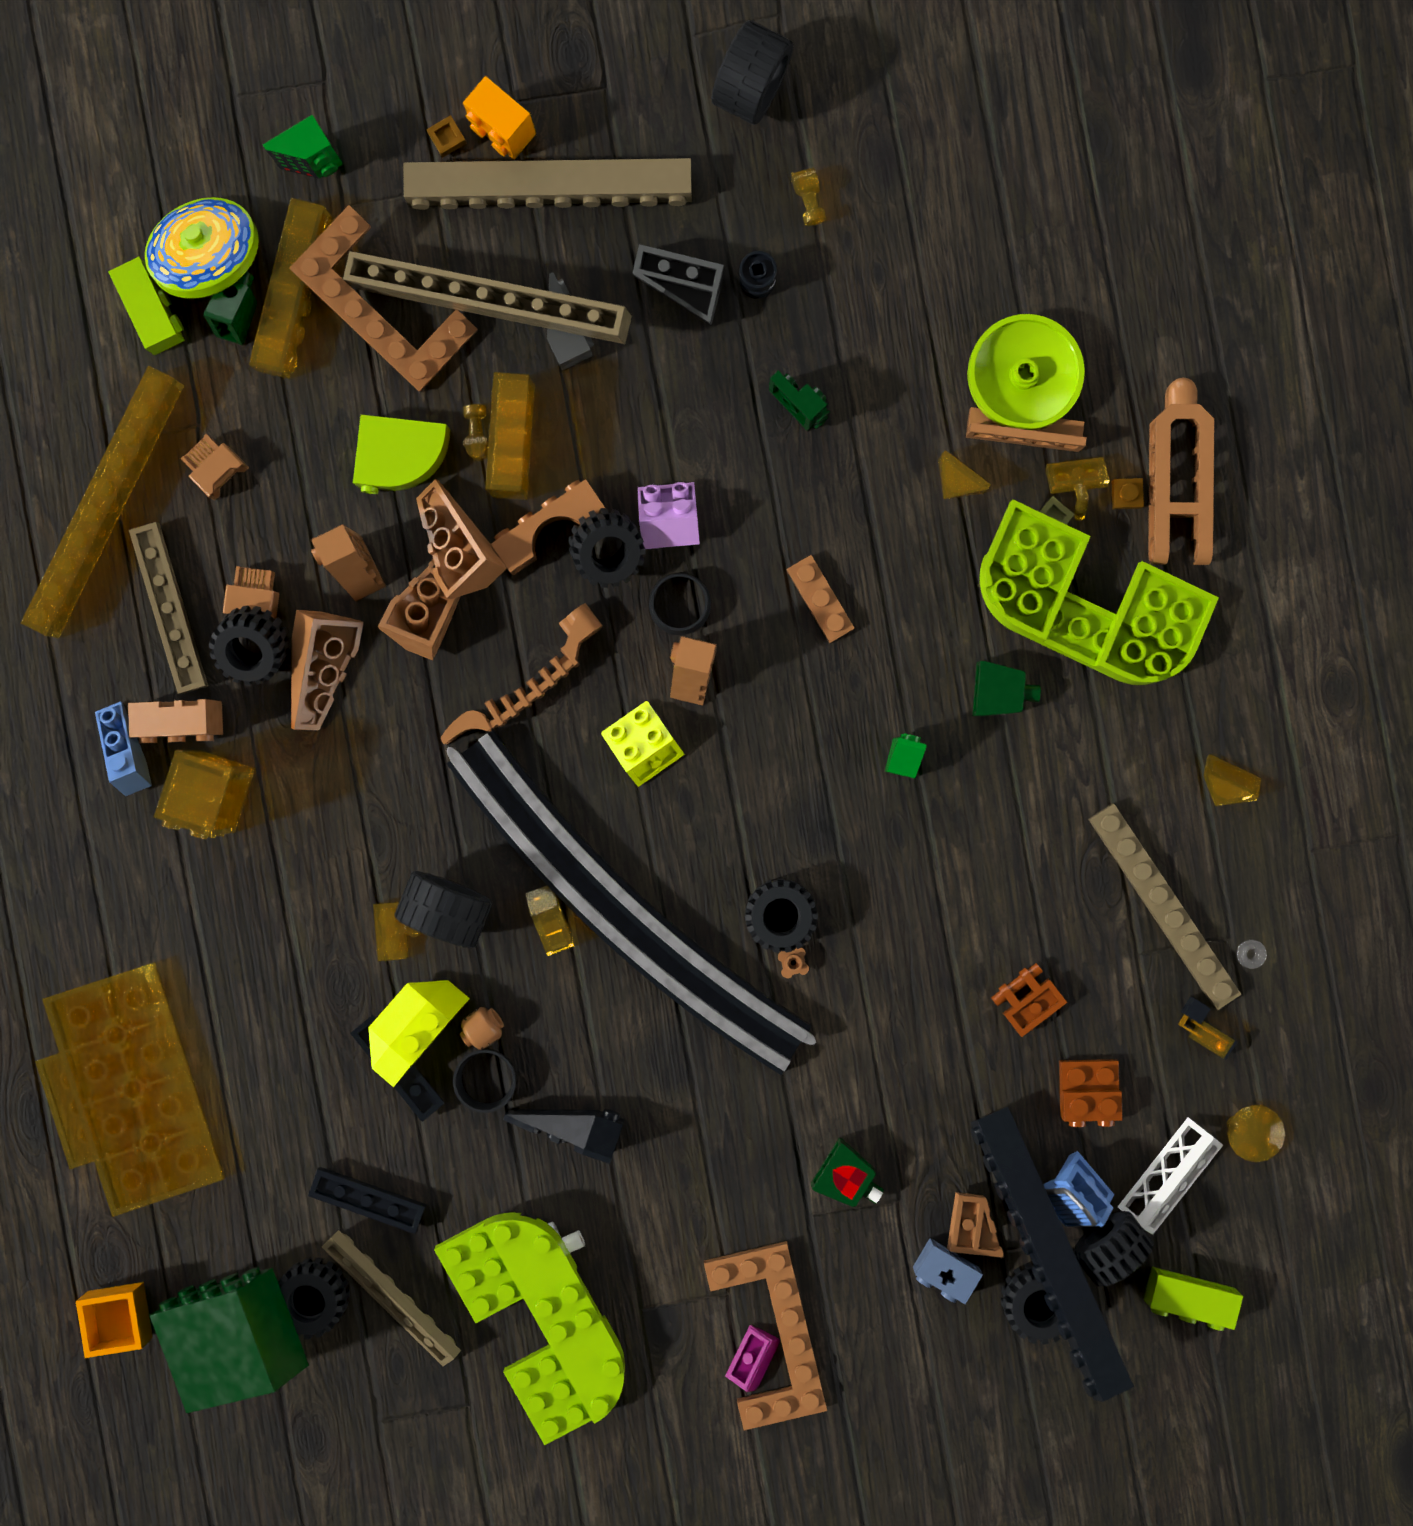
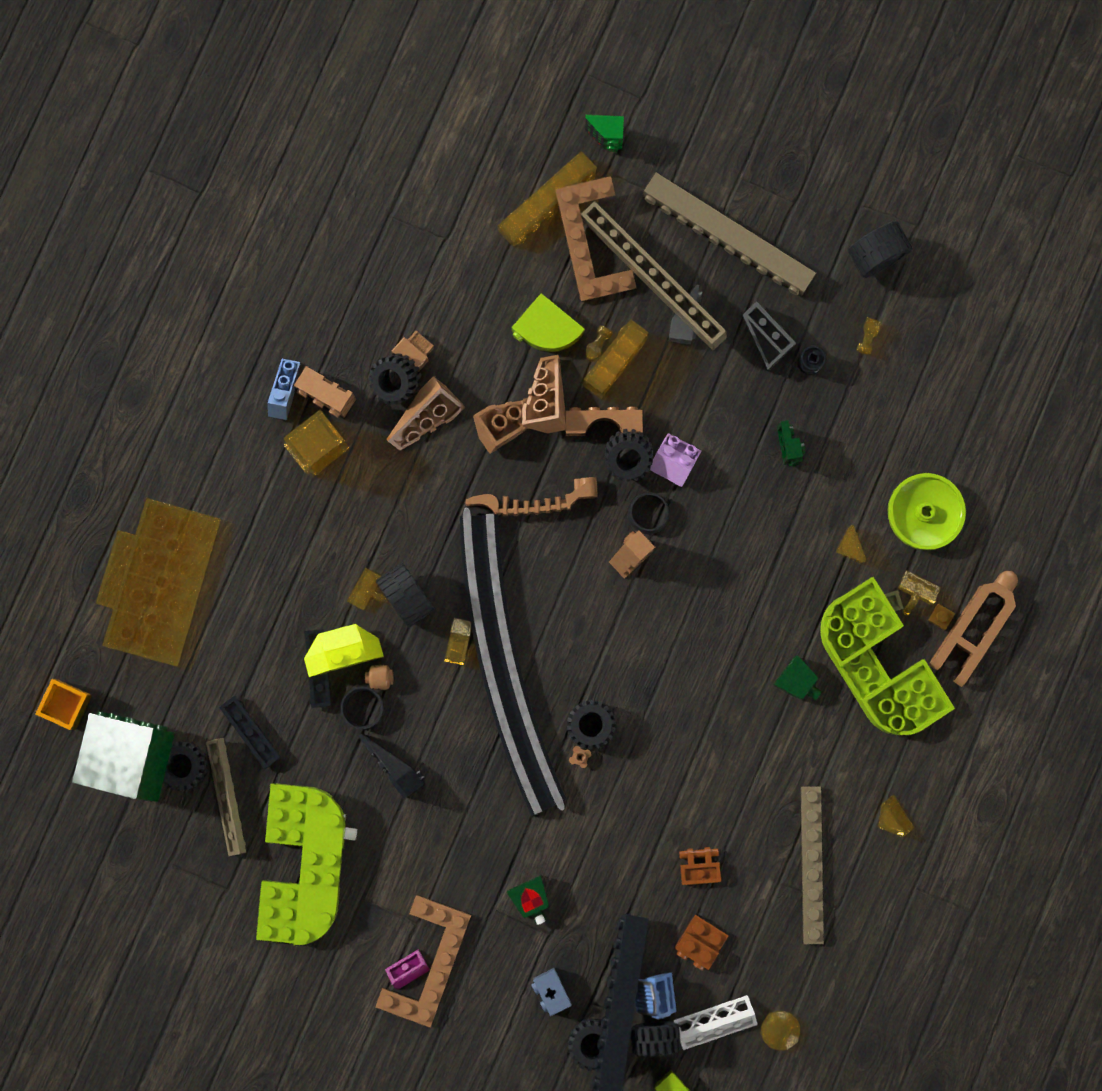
camera: 35 degrees right, 5 degrees down
(102, 503) = (365, 247): clear yellow brick -> none
(147, 306) = (462, 156): lime brick -> none
(168, 608) = (362, 328): dark tan plate -> none
(201, 247) = (514, 145): dish -> none
(212, 465) = (439, 266): medium nougat piece -> none
(232, 310) = (508, 189): dark green torso -> none
(348, 561) = (480, 366): medium nougat wedge -> none
(446, 136) = (688, 172): pearl gold plate -> none
(499, 118) = (724, 183): light orange piece -> none
(642, 743) = (576, 577): neon yellow bracket -> none
(820, 599) = (729, 562): medium nougat plate -> none
(905, 755) = (720, 681): green slope -> none
(972, 1227) = (583, 976): medium nougat wing -> none
(1061, 435) = (923, 559): medium nougat fence -> none
(1203, 1032) = (788, 952): piece -> none
(1257, 960) = (848, 929): clear plate -> none

